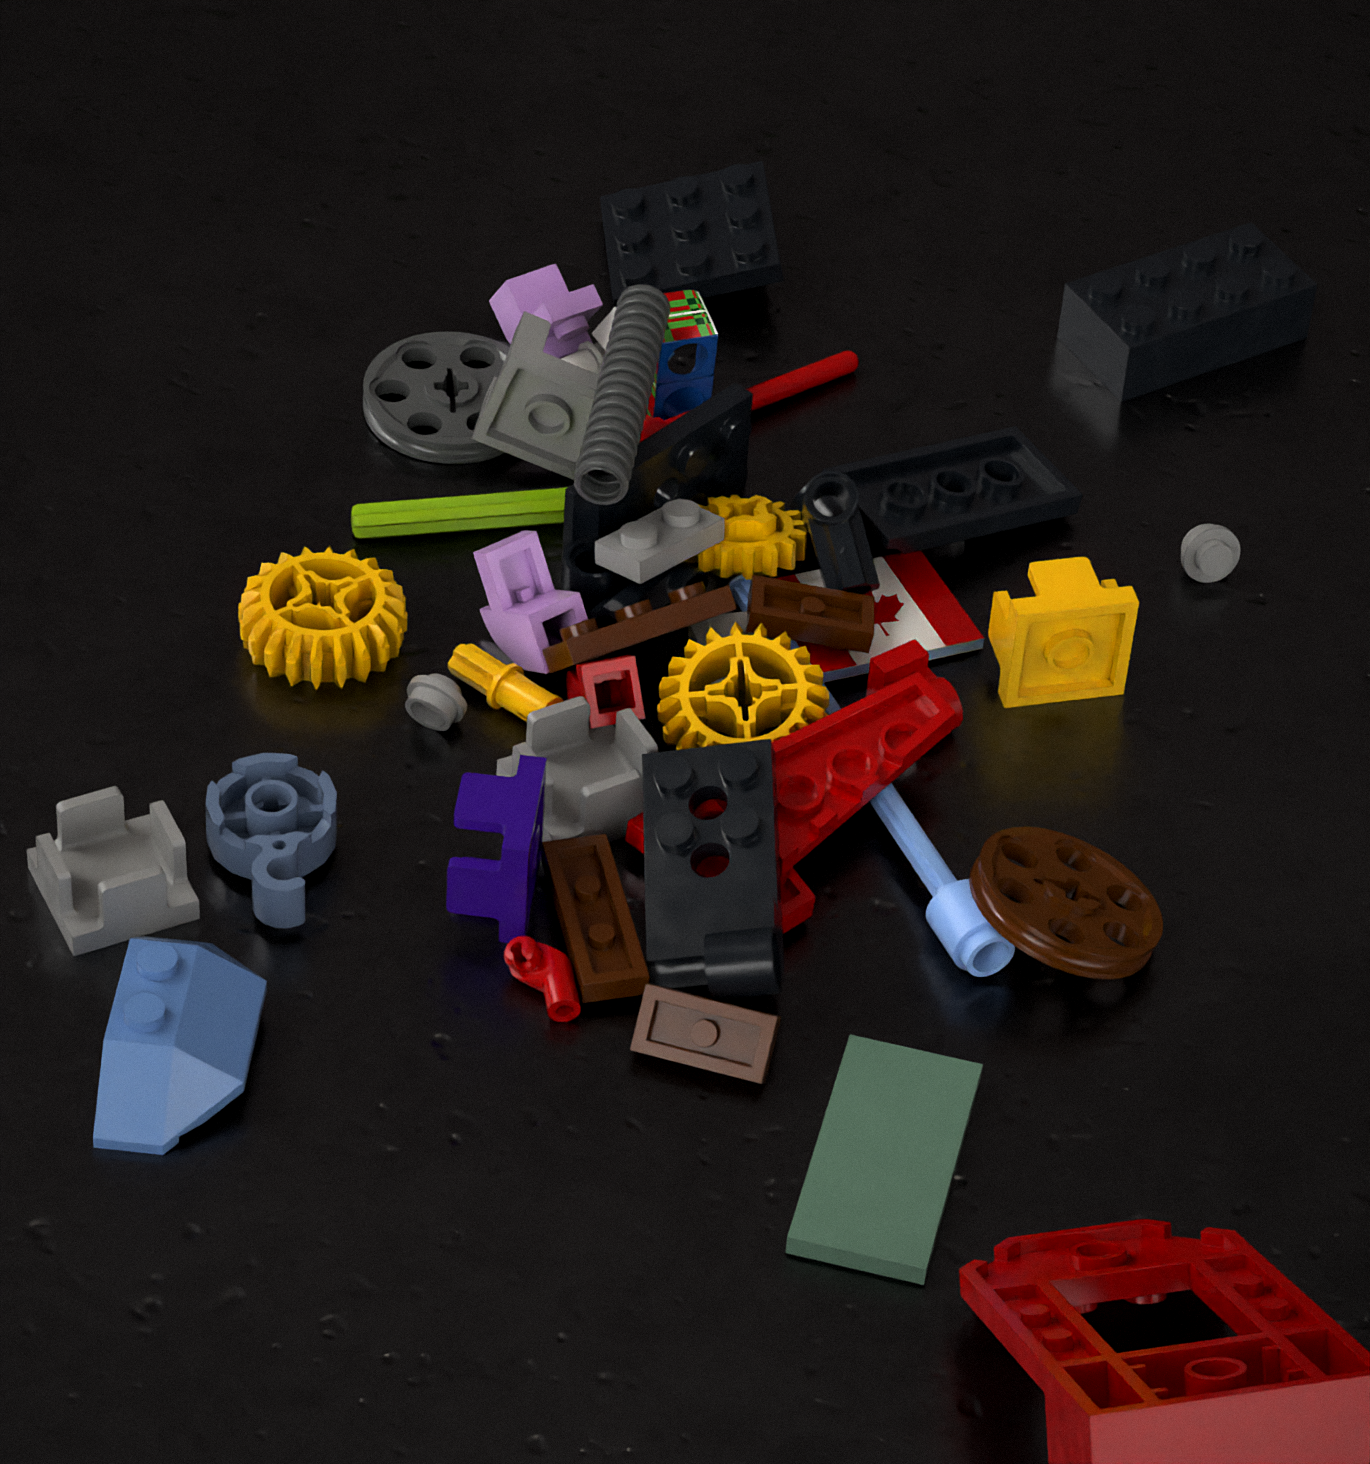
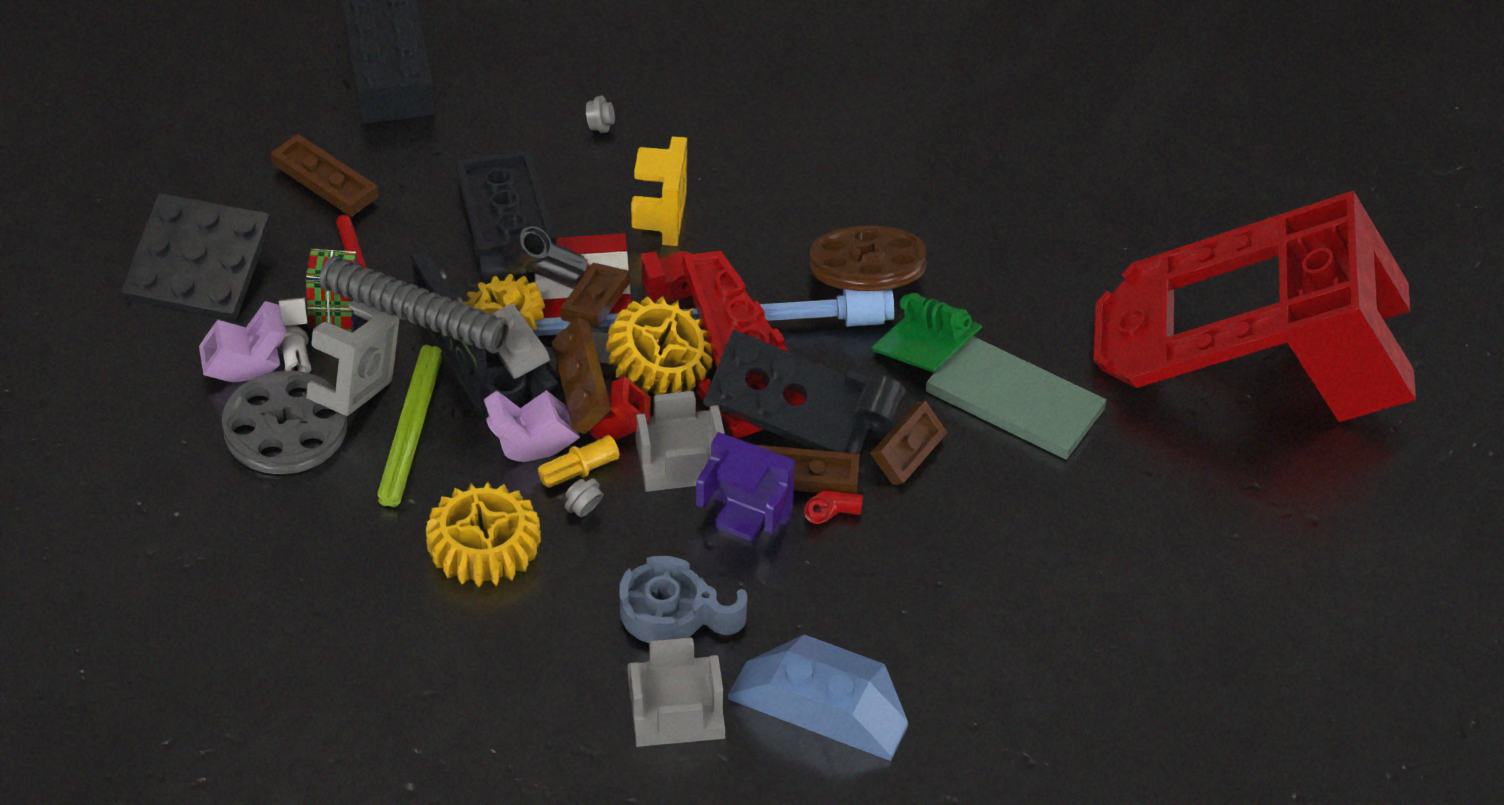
camera: 70 degrees left, 5 degrees up
(917, 317) = (324, 175): none -> reddish brown plate
(947, 1014) = (927, 333): none -> green hinge

